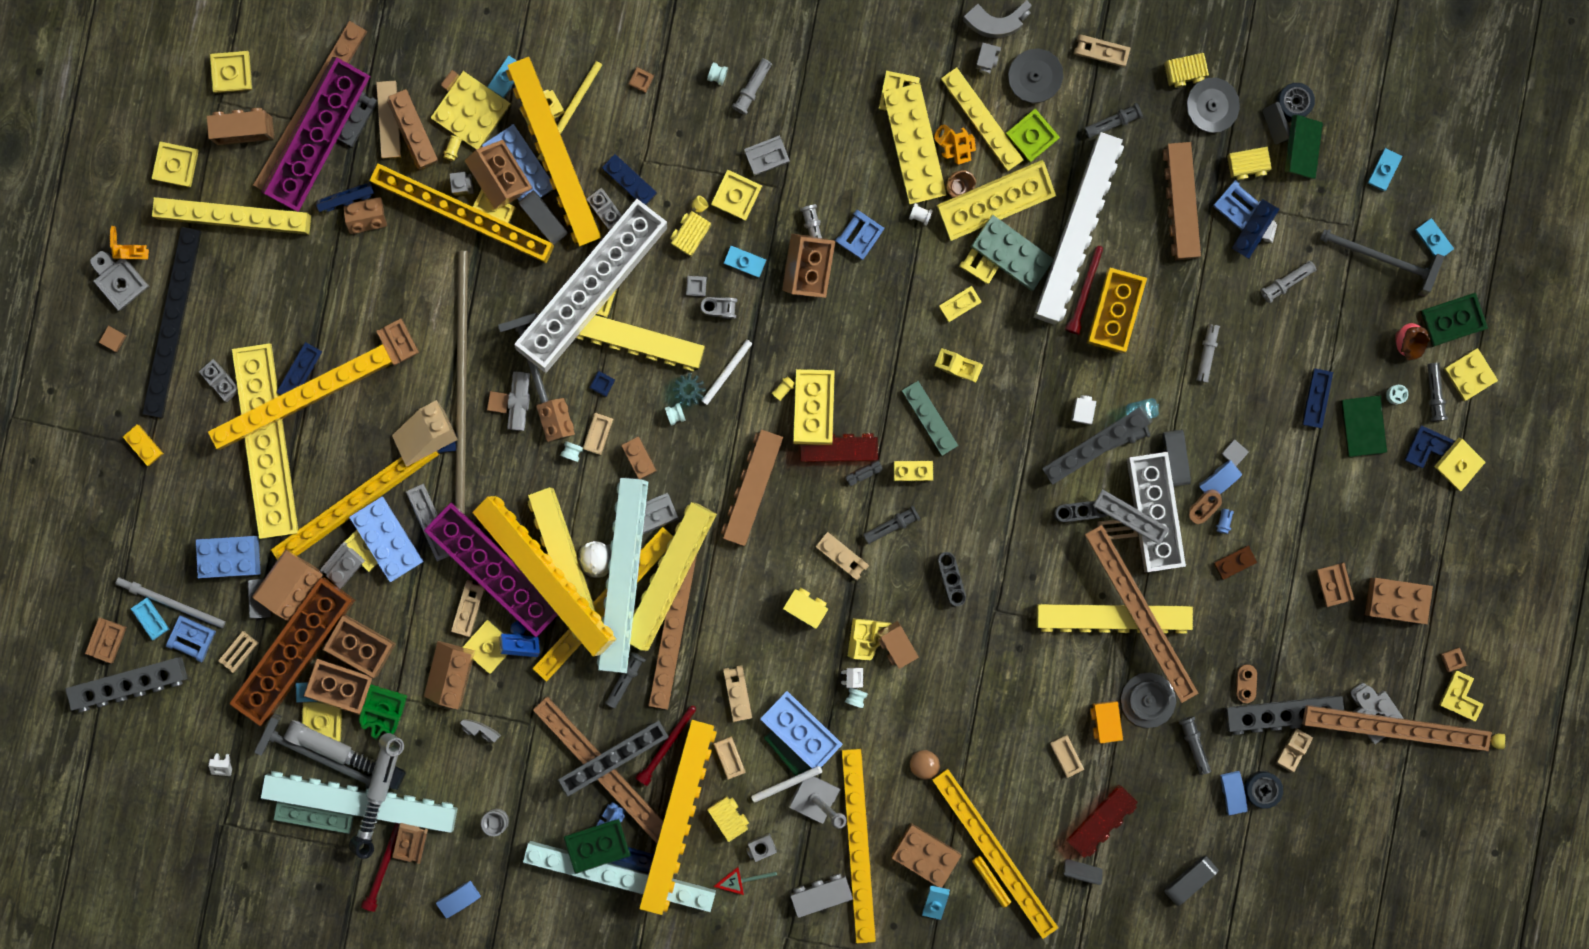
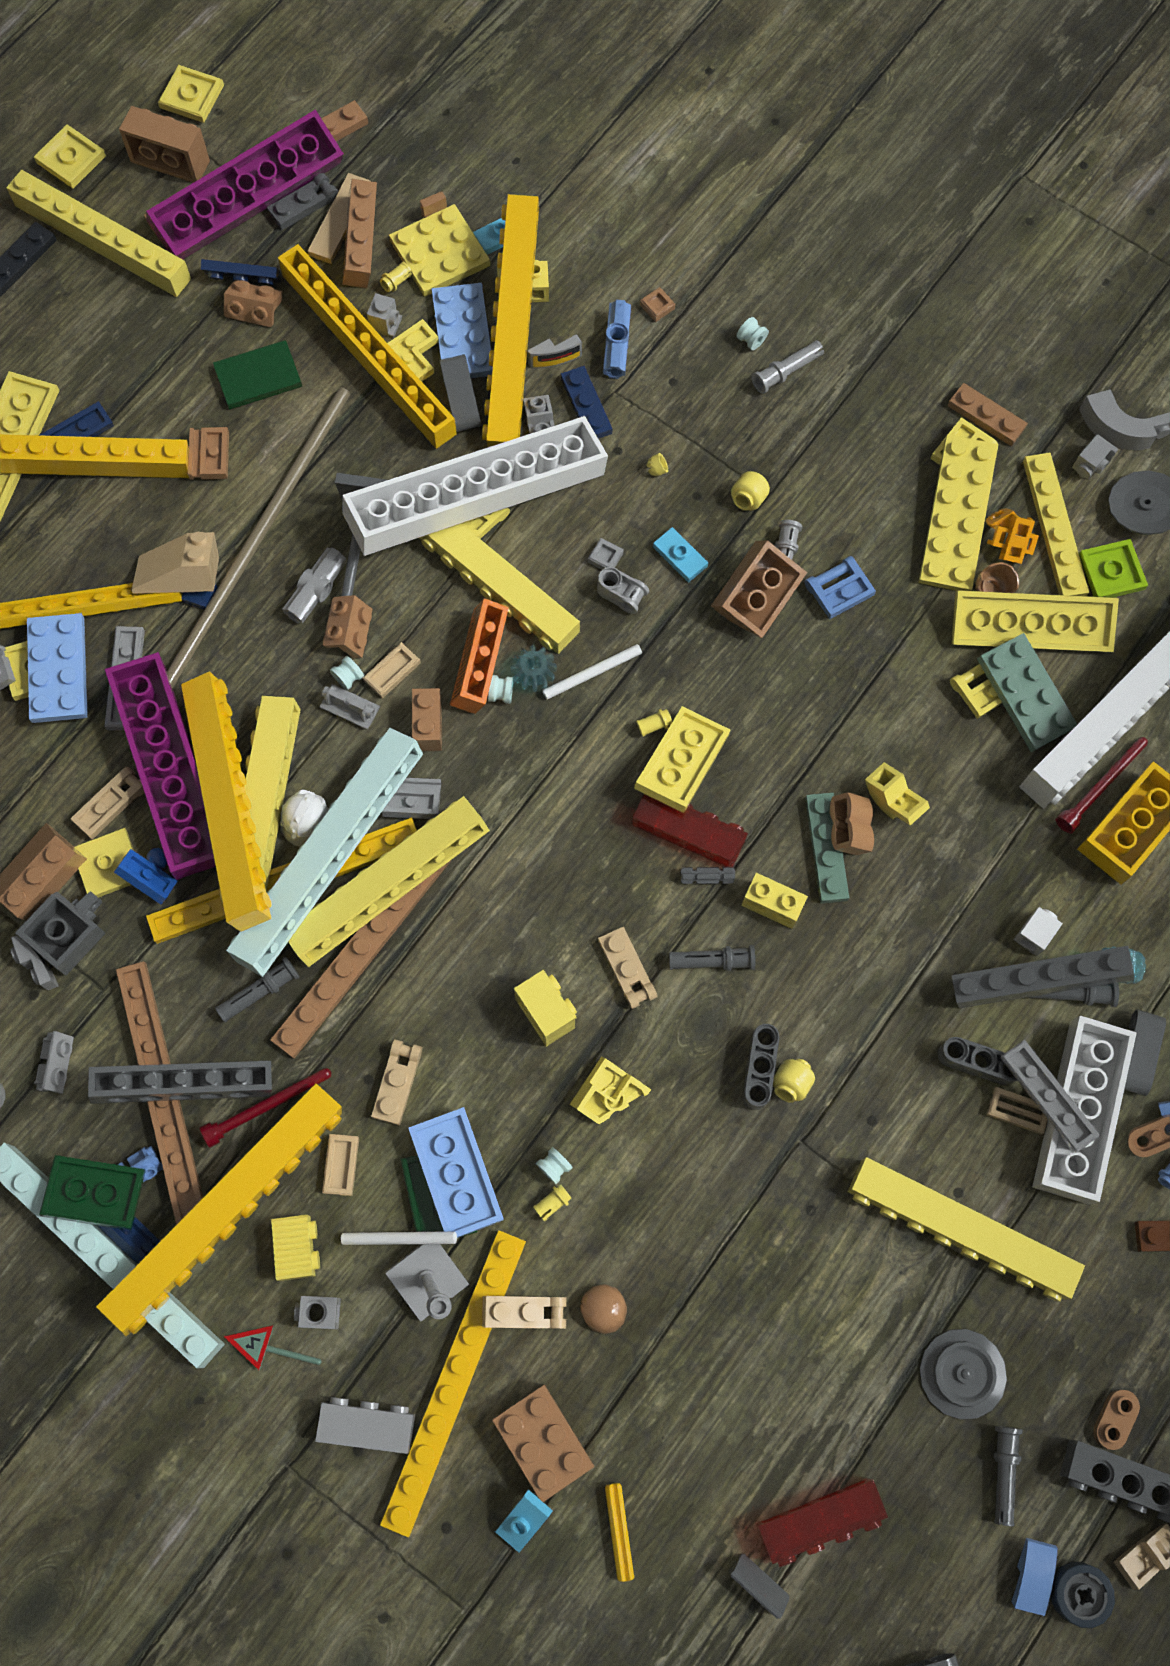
camera: 25 degrees right, 15 degrees down
(397, 267) = (257, 374): none -> dark green tile
(488, 702) = (63, 930): none -> dark grey hinge
(498, 174) = (432, 318): medium nougat slope -> none
(498, 402) = (287, 576): medium nougat tile -> none
(530, 790) = (57, 1052): none -> light grey hinge
(576, 100) = (573, 289): light yellow bar -> none
(584, 471) = (349, 706): none -> light grey hinge
(586, 158) = (548, 355): none -> slope
(602, 383) = (429, 614): dark blue tile -> none
(632, 134) = (616, 350): none -> medium blue piece
(651, 400) = (479, 656): none -> orange brick
(691, 233) = (630, 491): light yellow brick -> none
(736, 195) = (707, 474): light yellow plate -> none
(752, 488) = (553, 824): medium nougat brick -> none
(767, 155) = (768, 447): light grey plate -> none
(770, 195) = (750, 491): none -> light yellow head
(854, 677) = (564, 1136): white tile -> none
(865, 719) = (552, 1202): none -> light yellow pin
(879, 790) = (522, 1312): none -> tan plate
(897, 644) = (645, 1120): medium nougat brick -> none
(902, 56) = (987, 414): none -> medium nougat plate
(920, 214) = (928, 596): white bush -> none
(939, 397) = (851, 825): none -> medium nougat brick
(960, 304) = (931, 725): light yellow plate -> none
(974, 577) = (793, 1080): none -> light yellow head
(995, 853) = (644, 1496): yellow plate -> none
(1066, 756) = (811, 1398): tan tile -> none
(1106, 721) = (891, 1374): light orange brick -> none
(1141, 613) = (1009, 1243): medium nougat plate -> none

